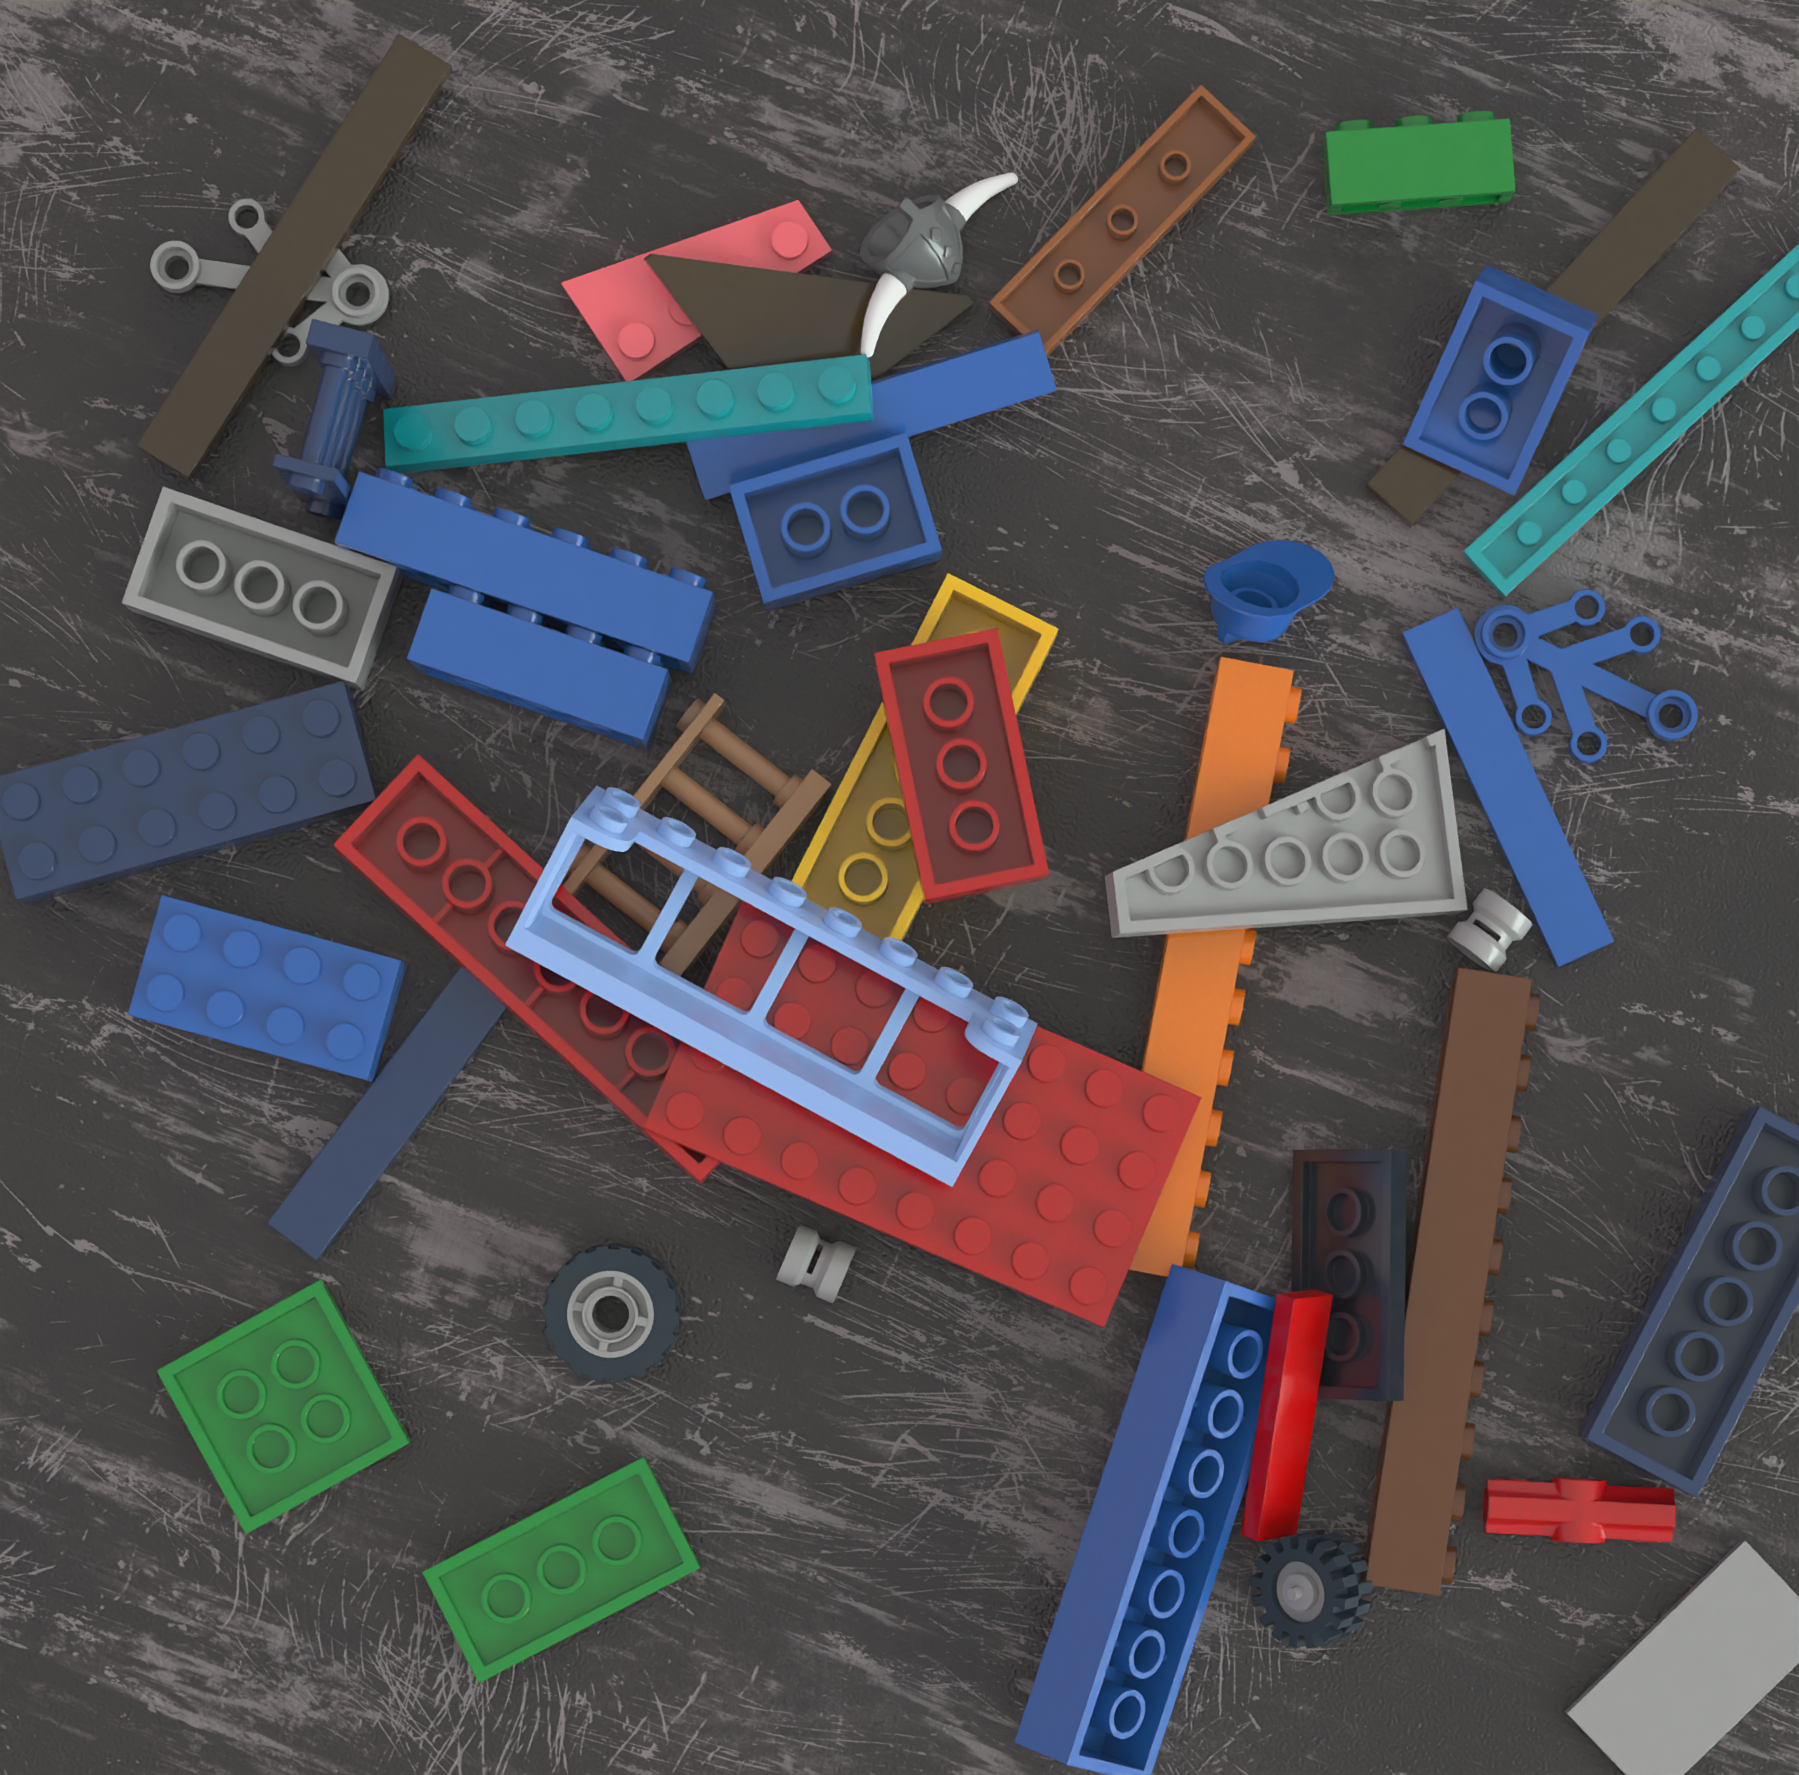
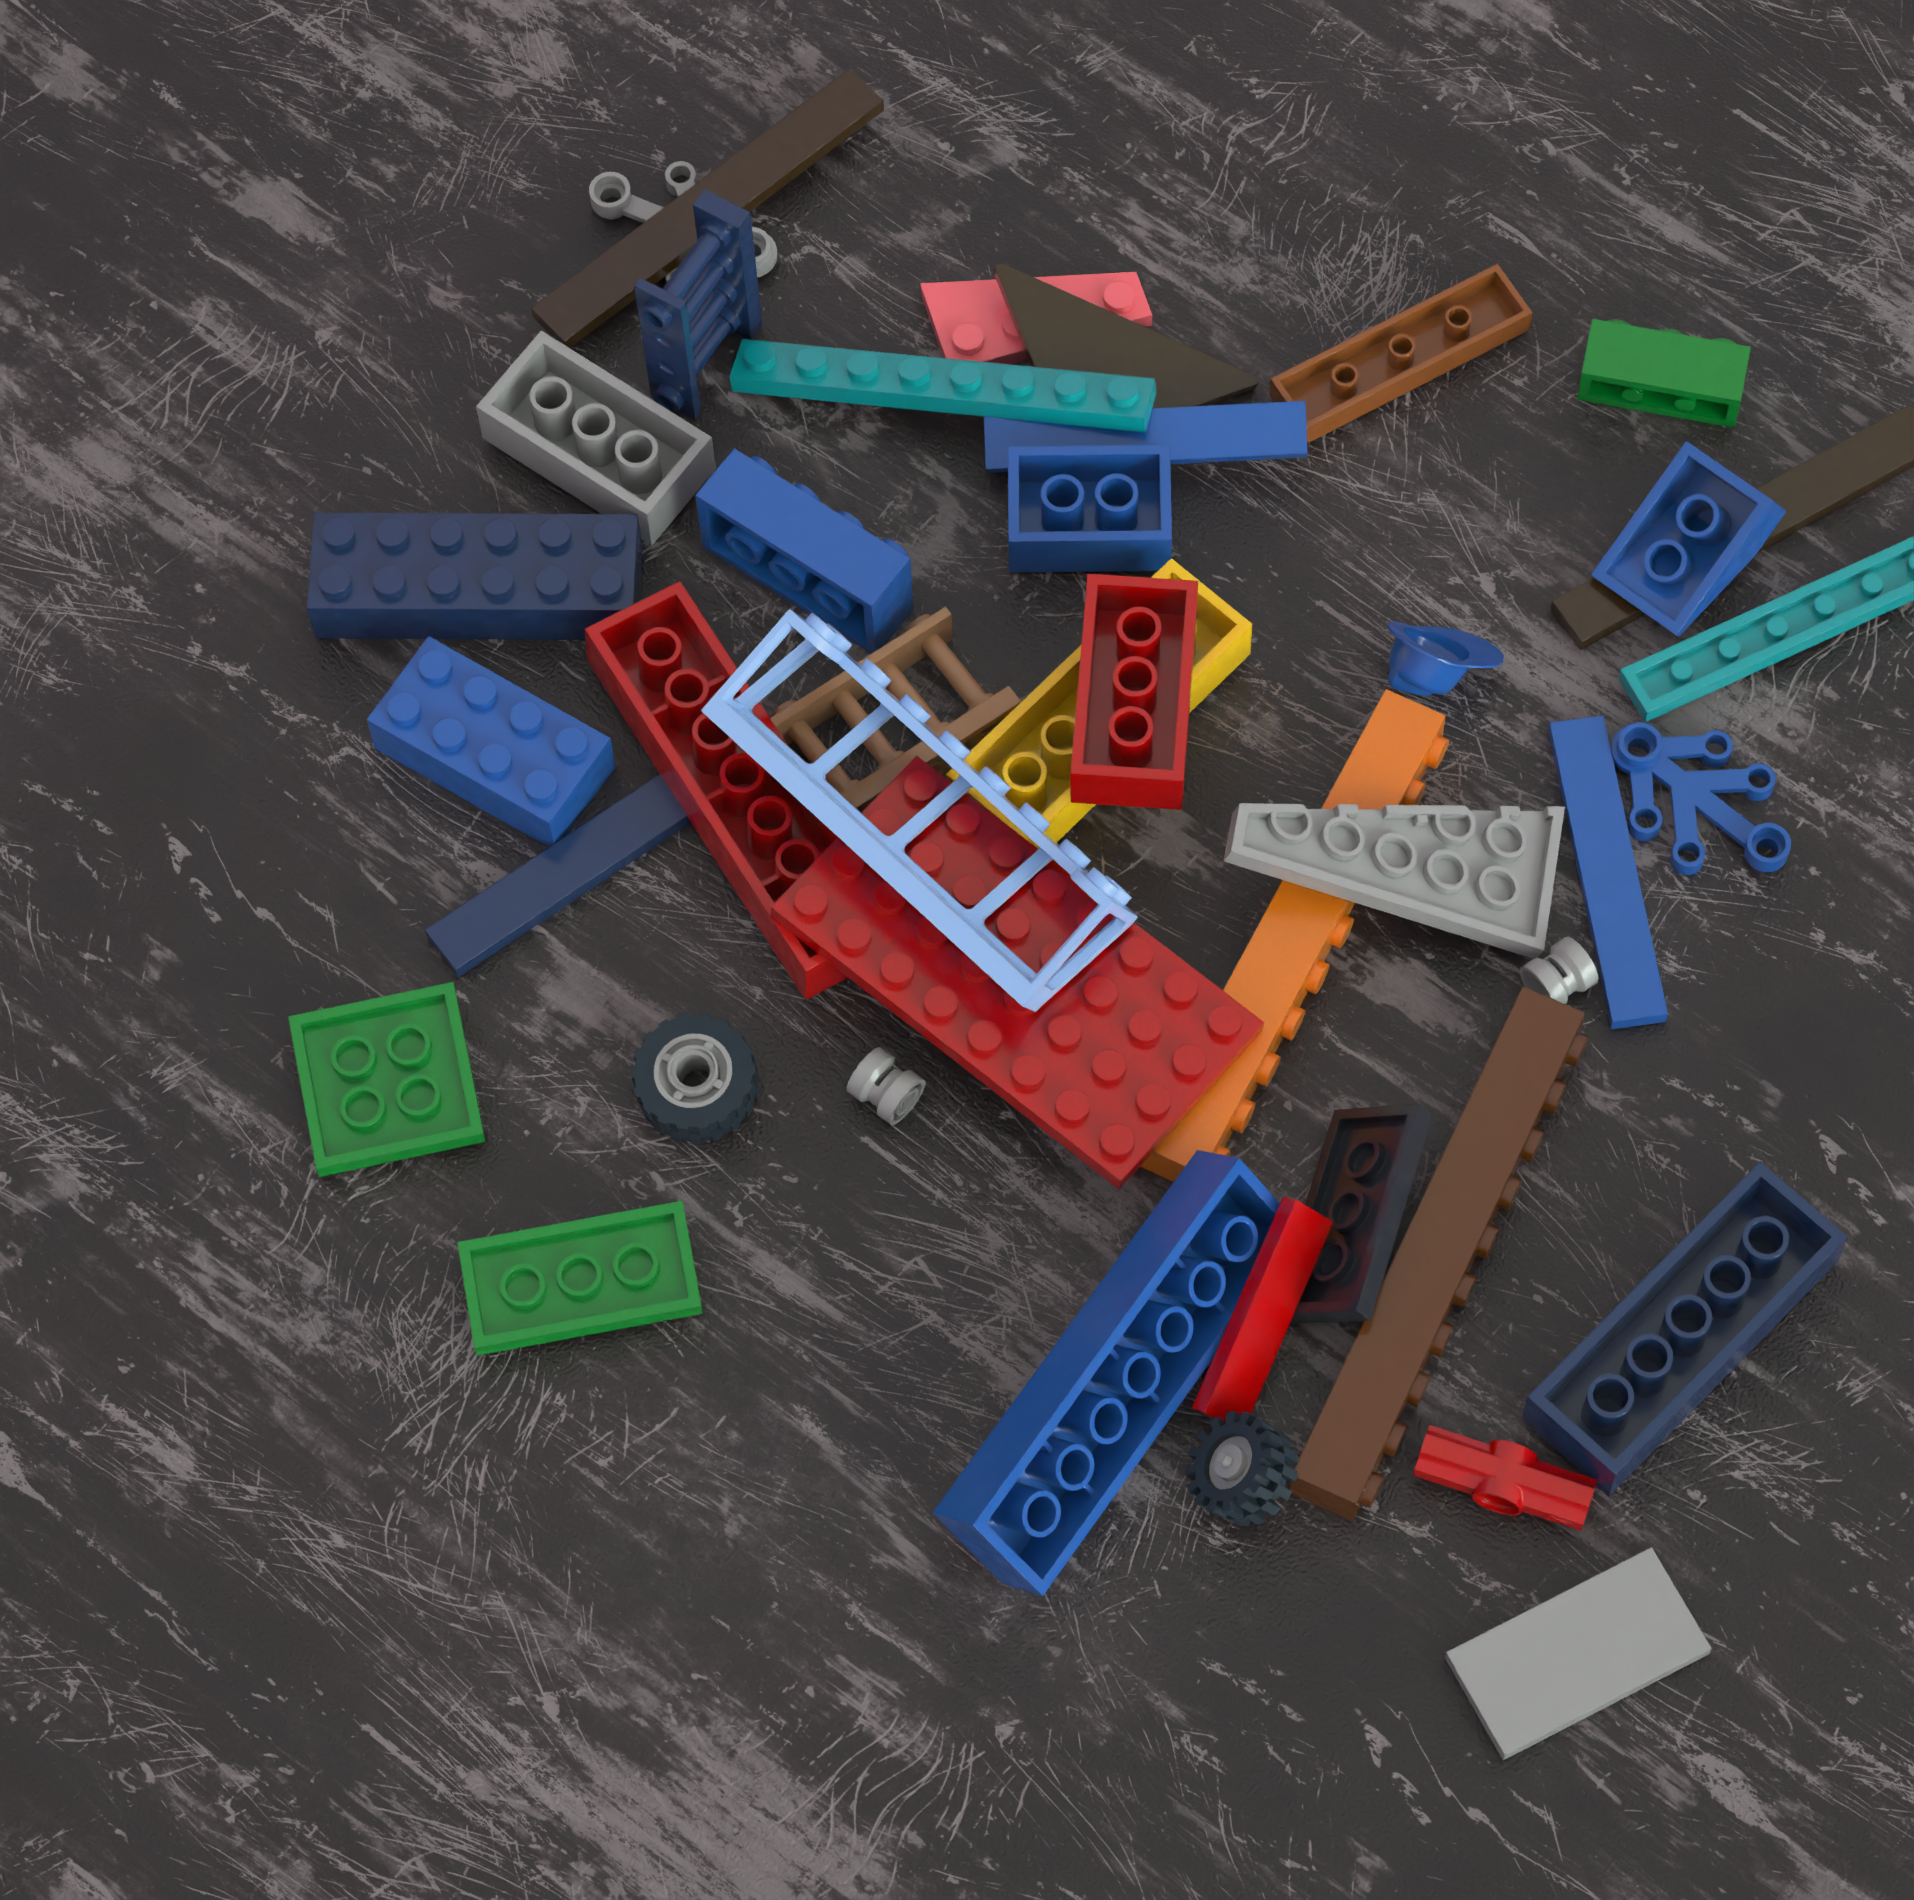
camera: 20 degrees right, 20 degrees down
(503, 558) = (839, 469): blue brick -> none
(919, 248) = (1228, 324): dark grey helmet -> none

